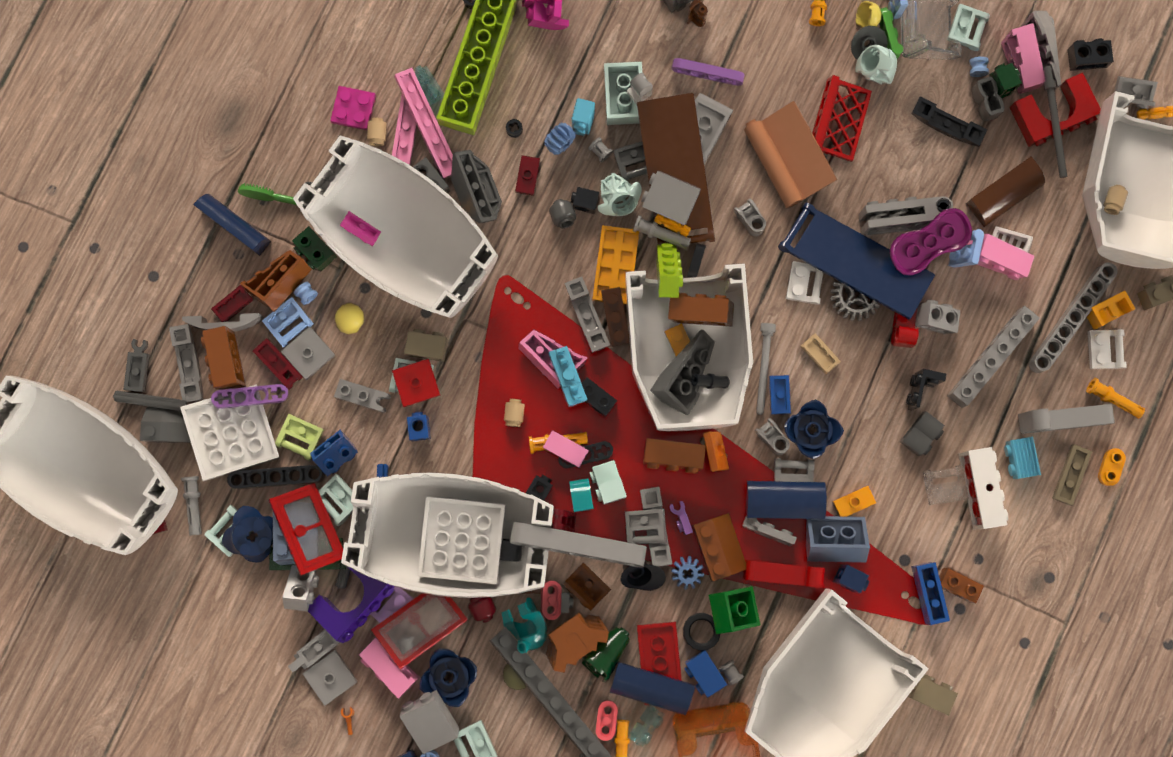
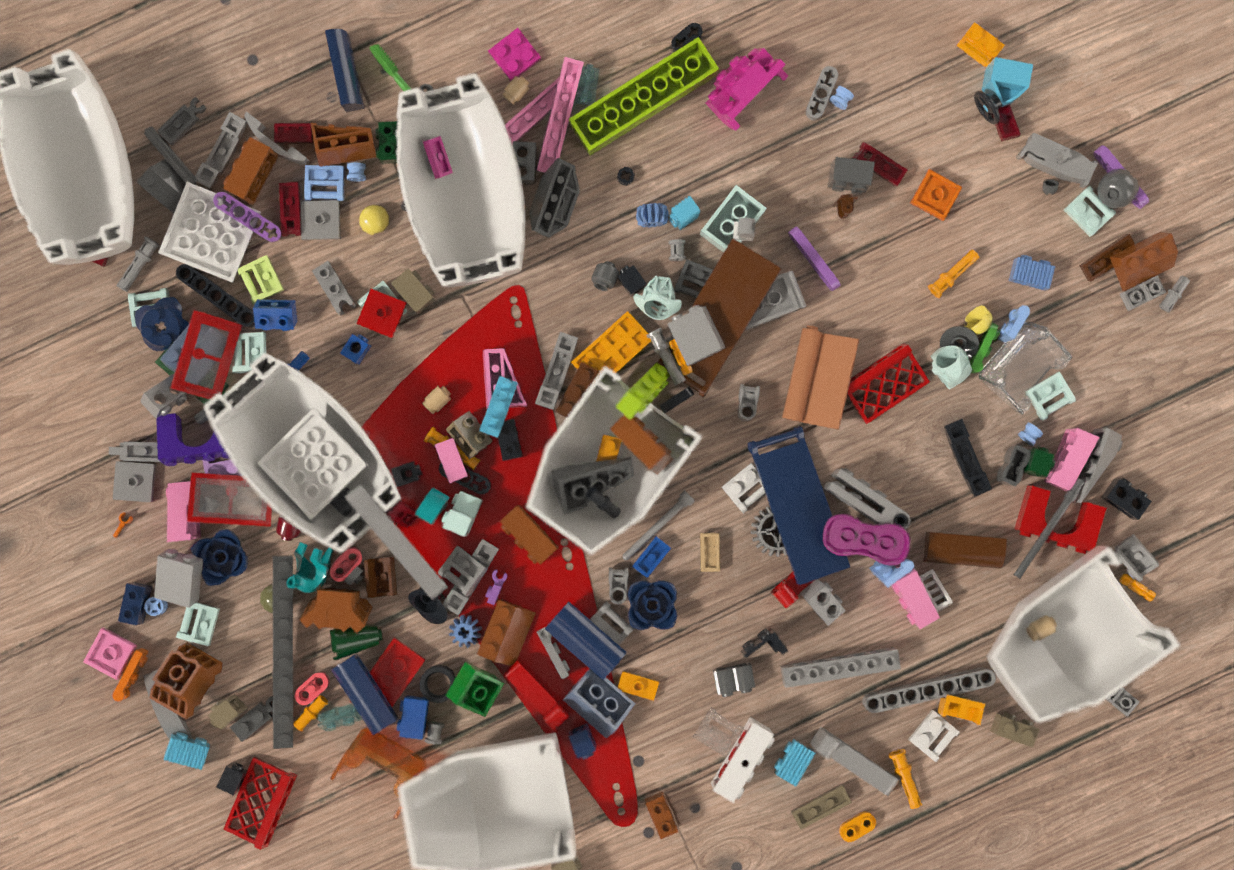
camera: 40 degrees right, 5 degrees up
(527, 175) = (604, 222): dark red plate -> none
(562, 419) = (467, 435): none -> dark tan brick
(716, 451) = (563, 559): orange plate -> none
(930, 593) = (633, 802): blue brick -> none

